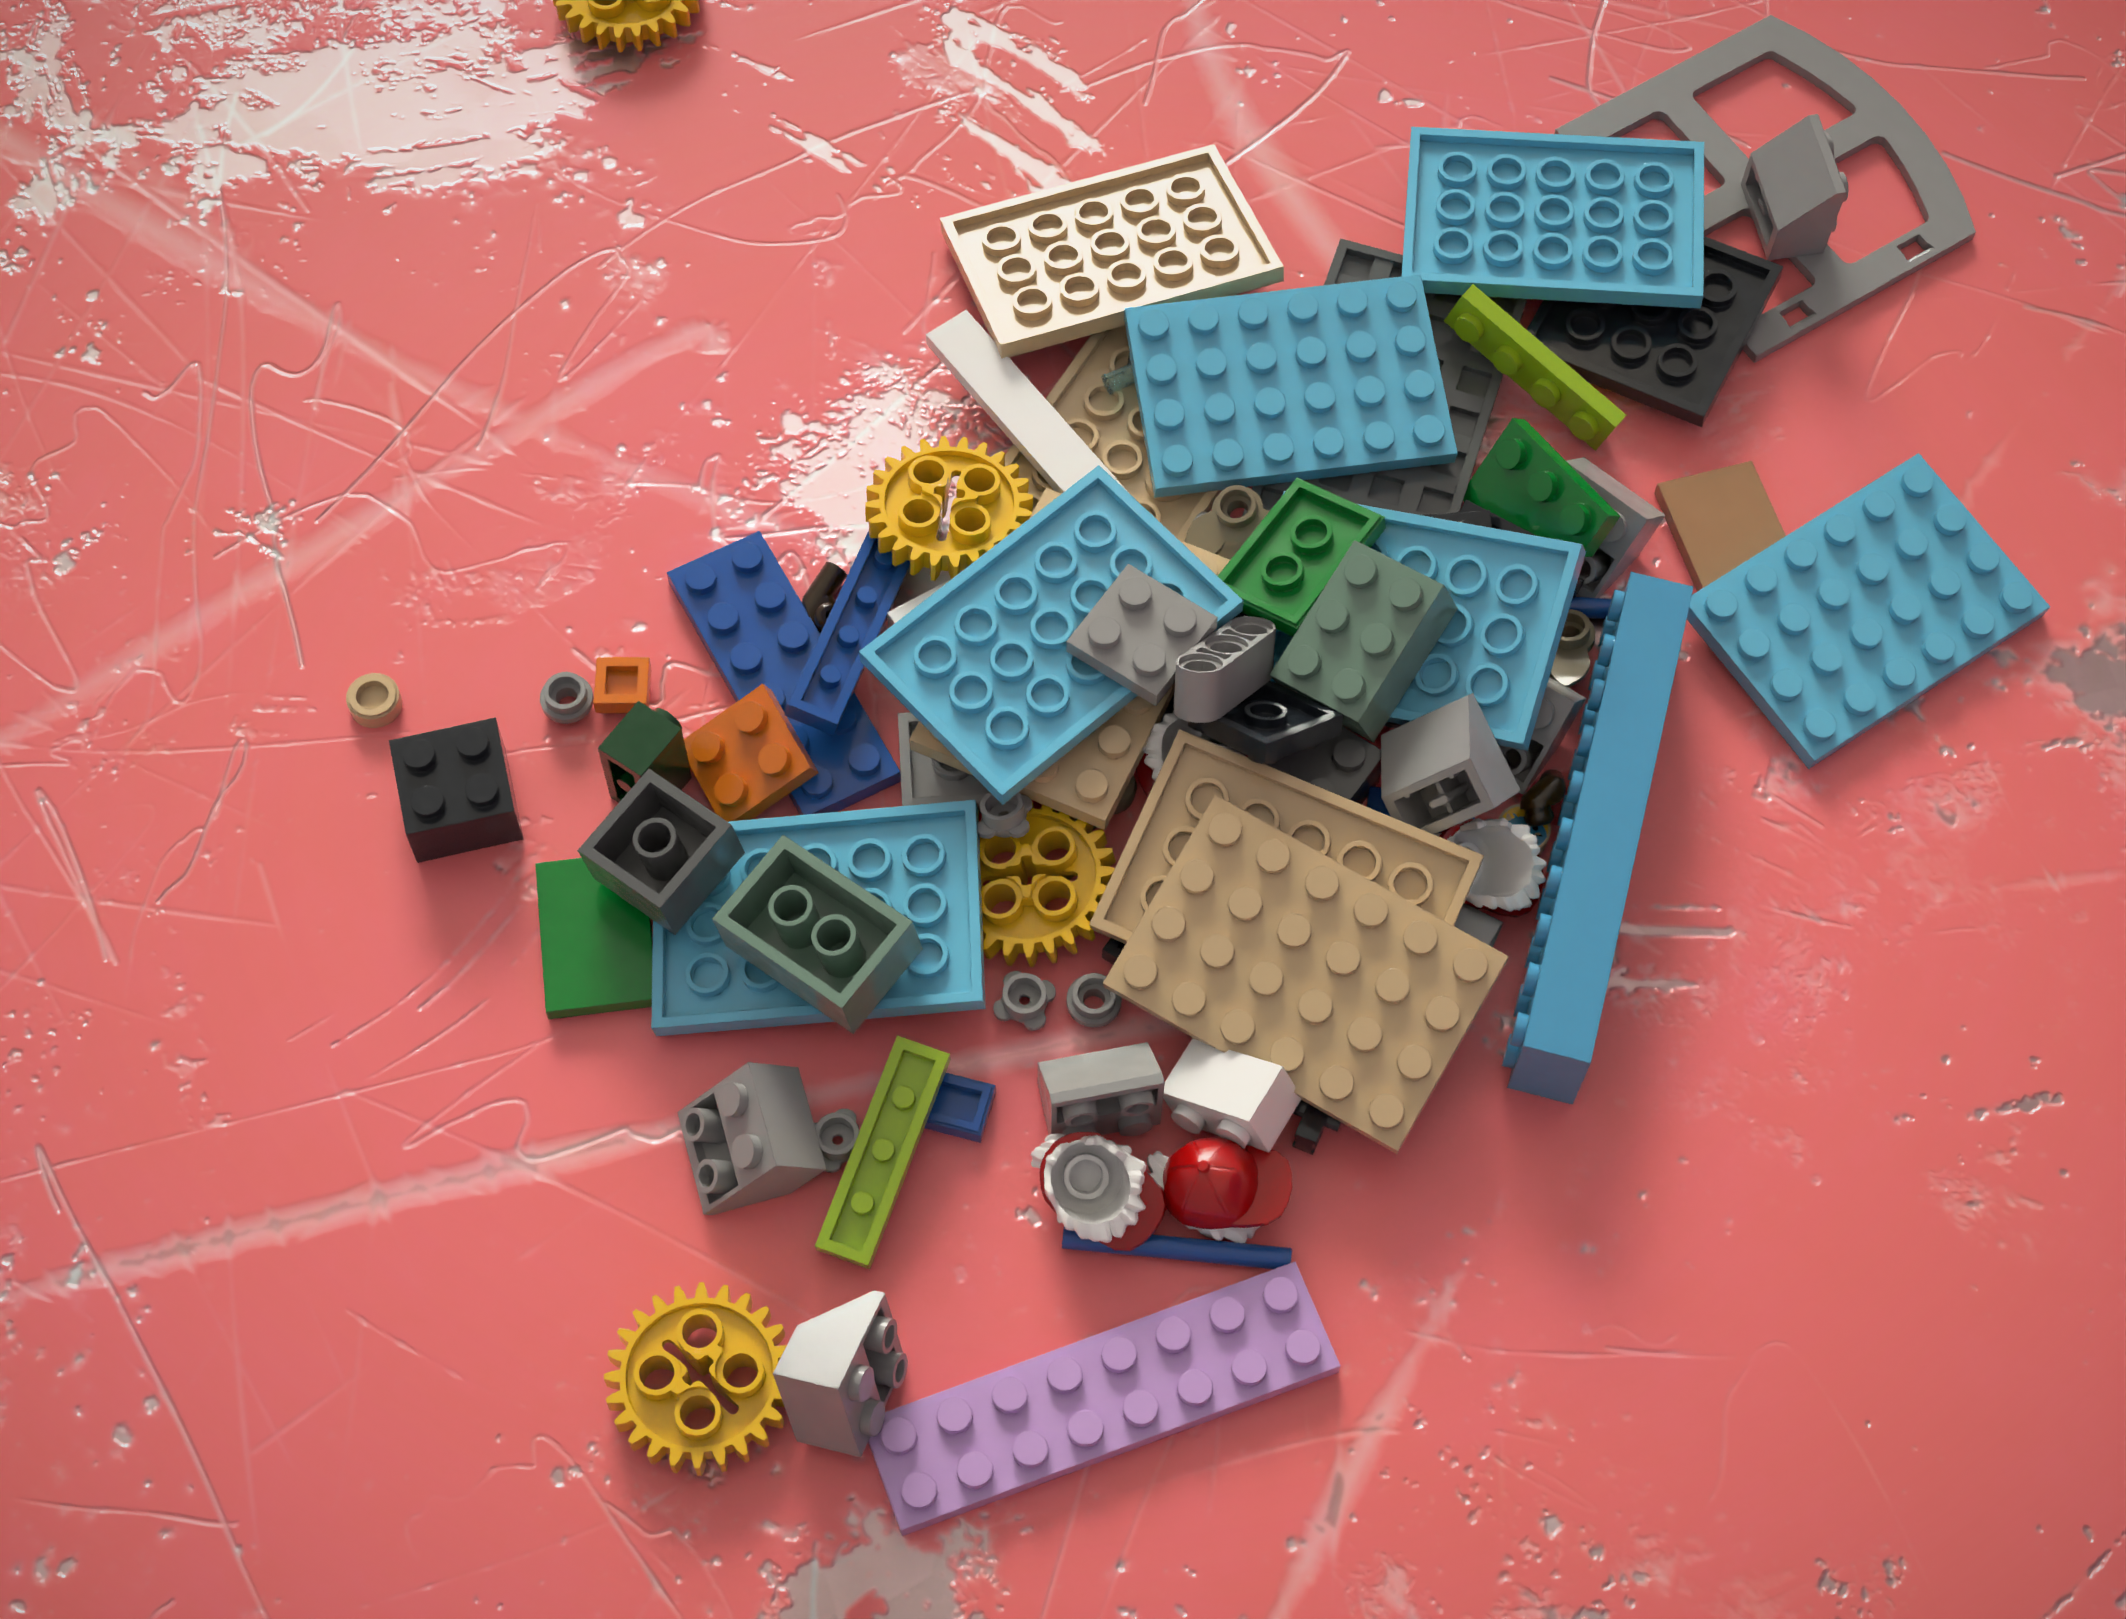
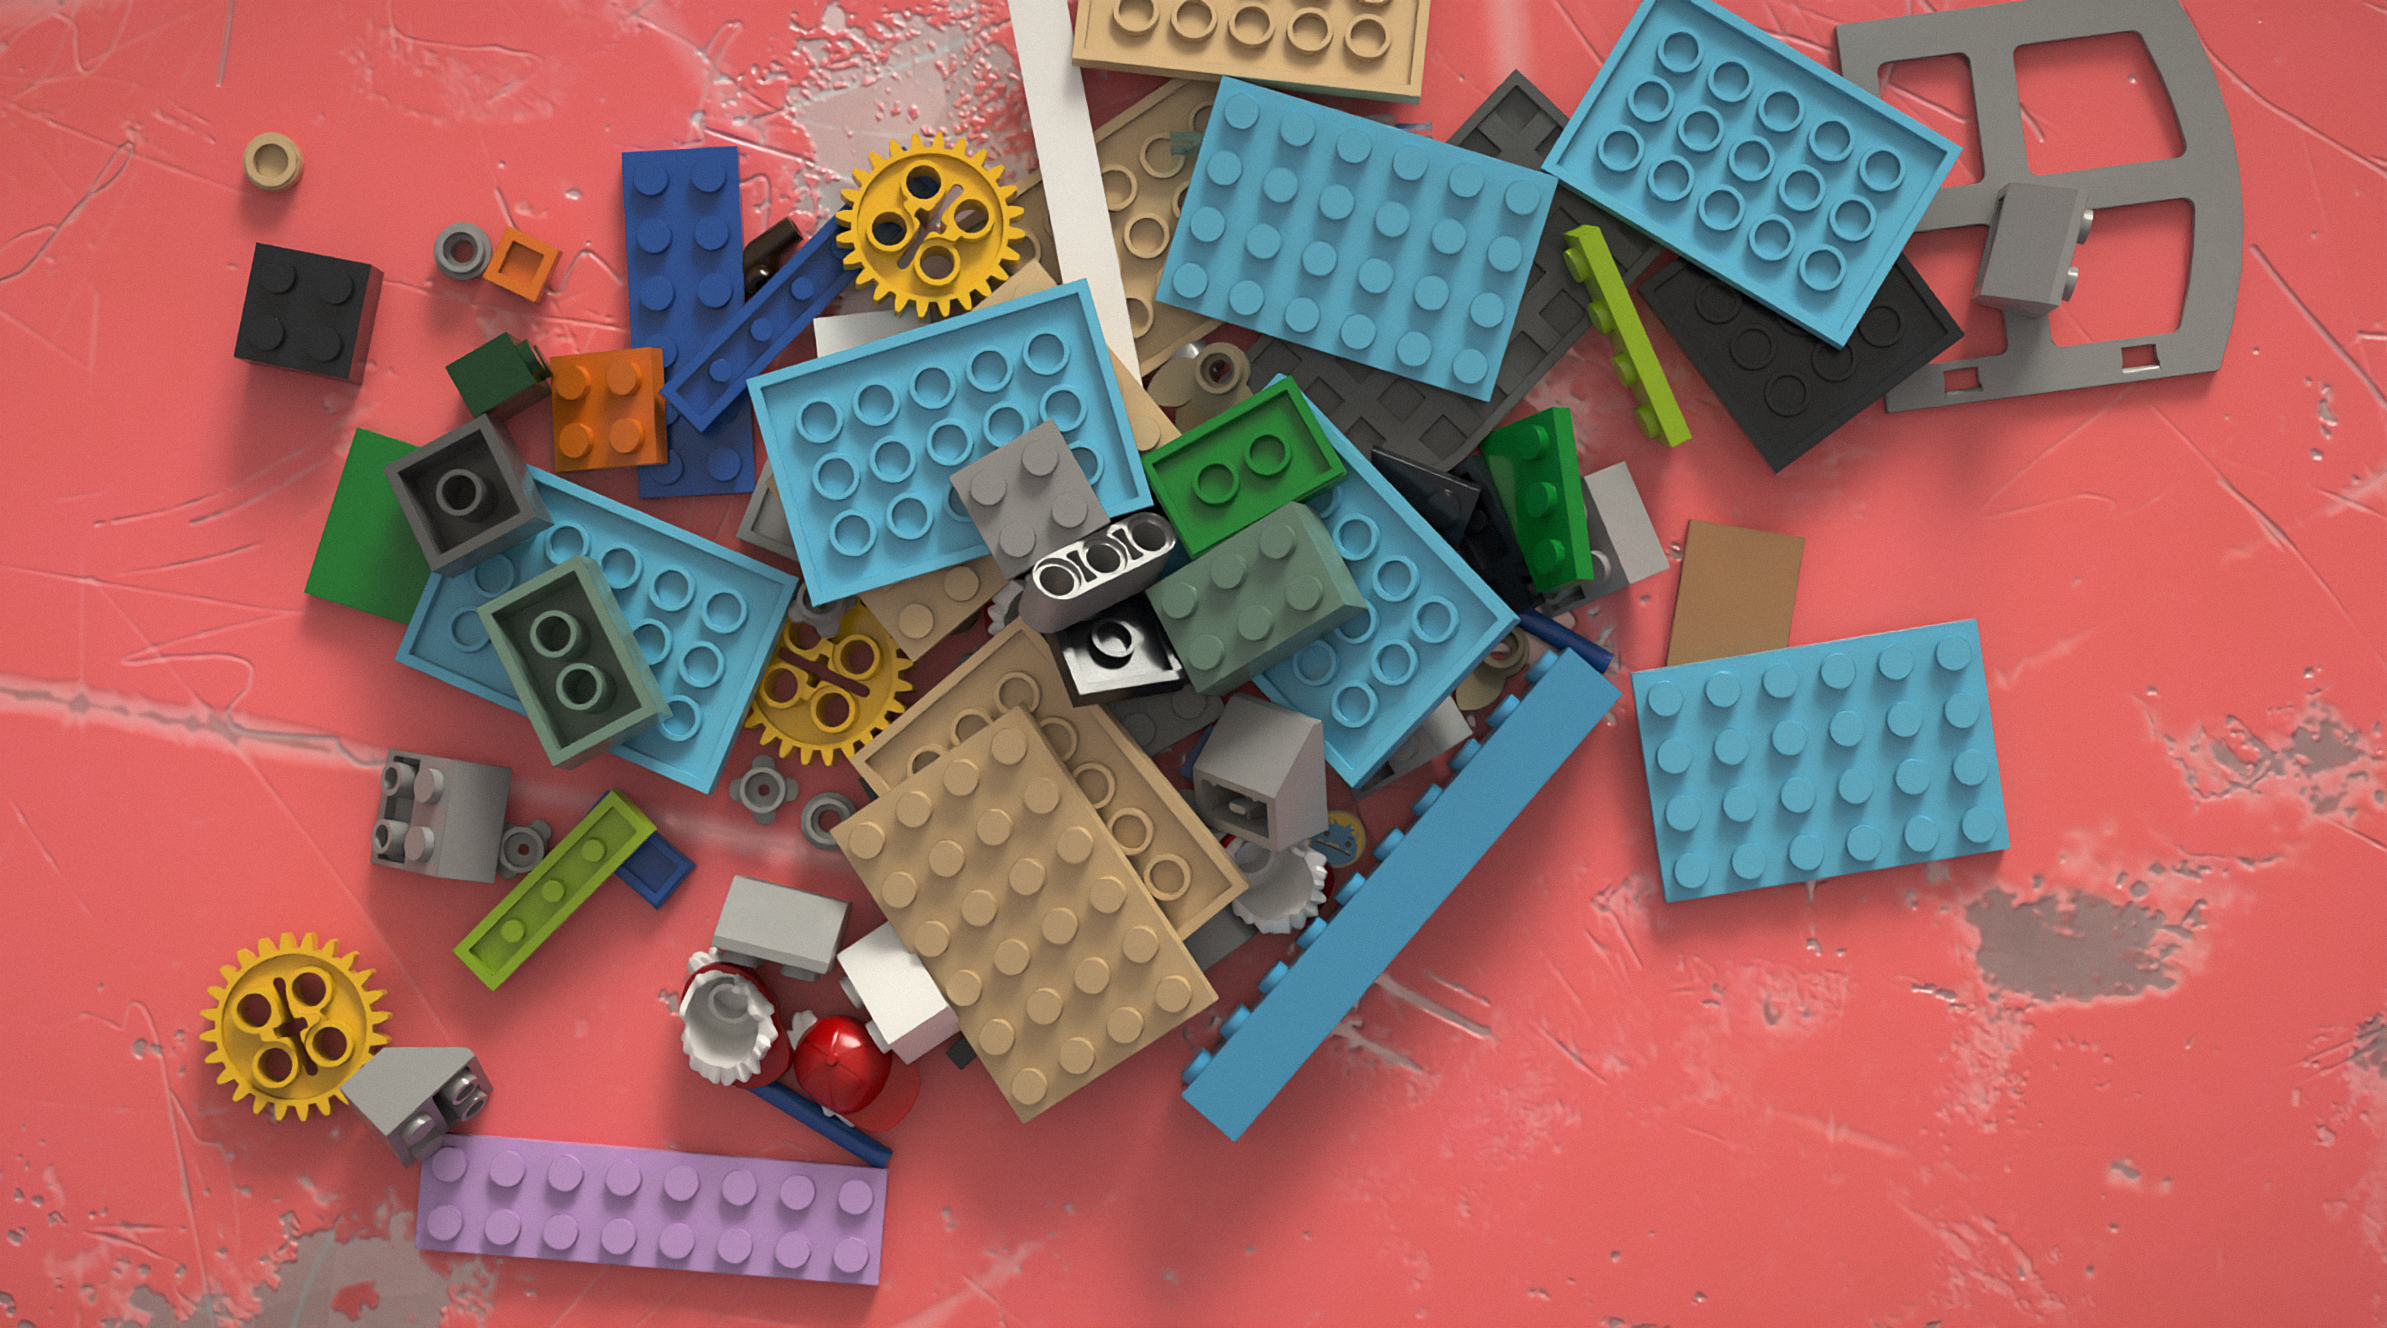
camera: 30 degrees right, 25 degrees up
(1541, 796) = (1372, 820): dark brown arm -> none

